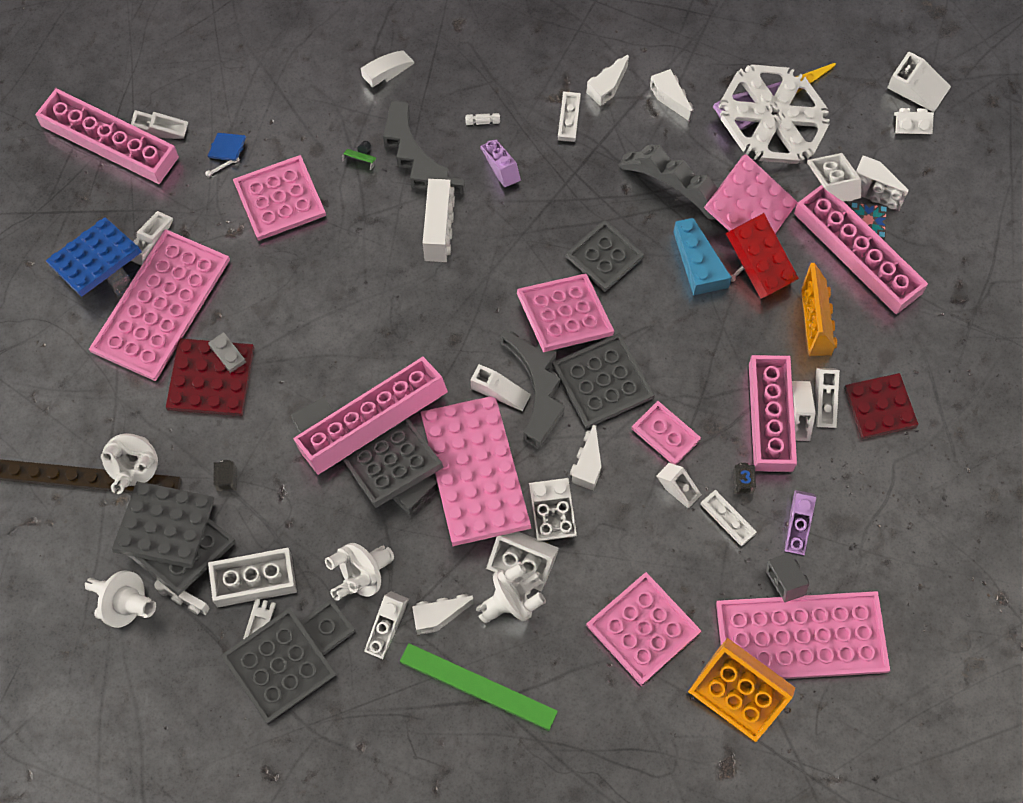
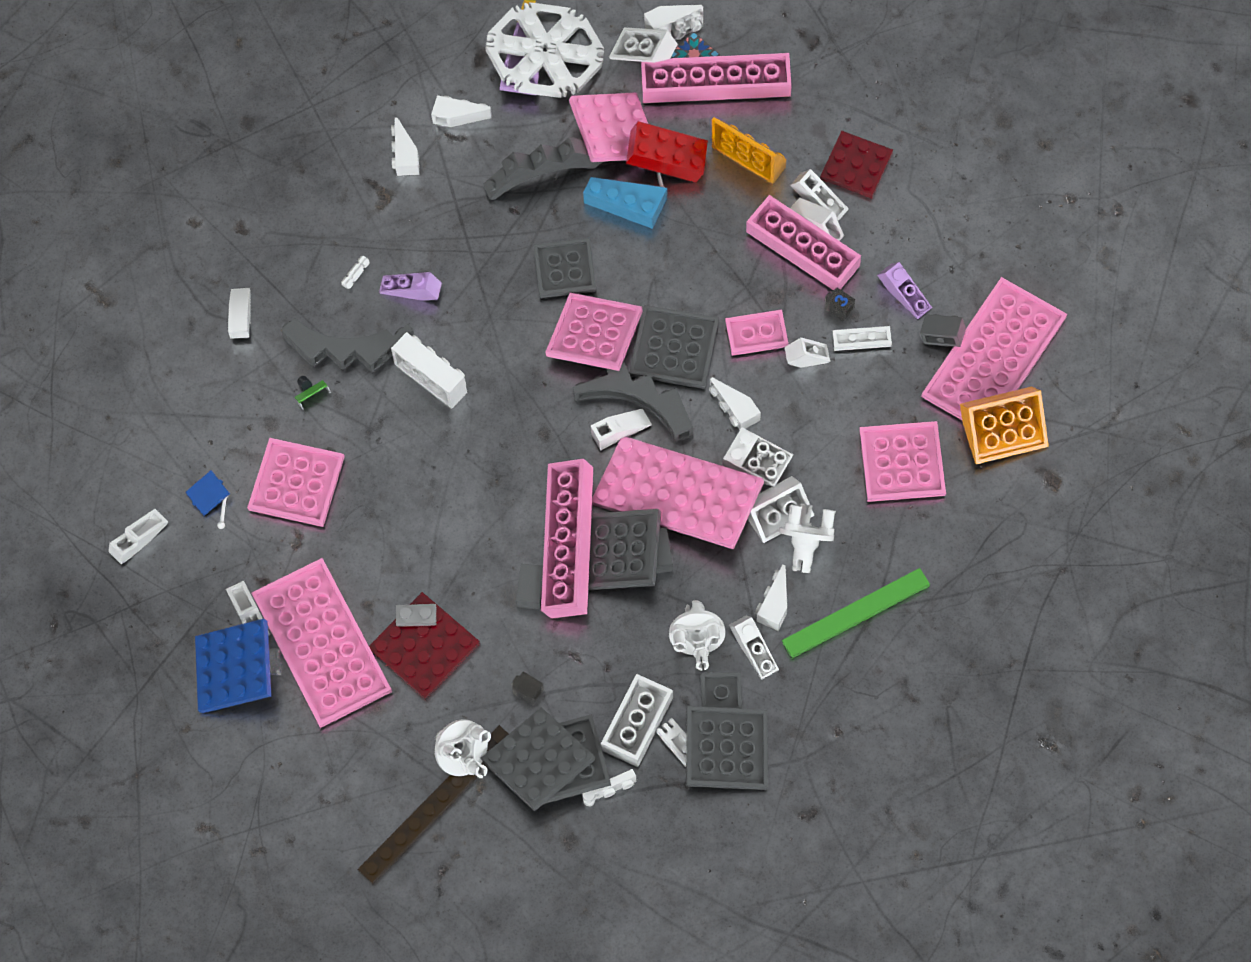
camera: 50 degrees left, 0 degrees up
(107, 136) = (114, 583): bright pink brick -> none
(121, 599) = (581, 829): white piece -> none
(569, 116) = (411, 204): white plate -> none

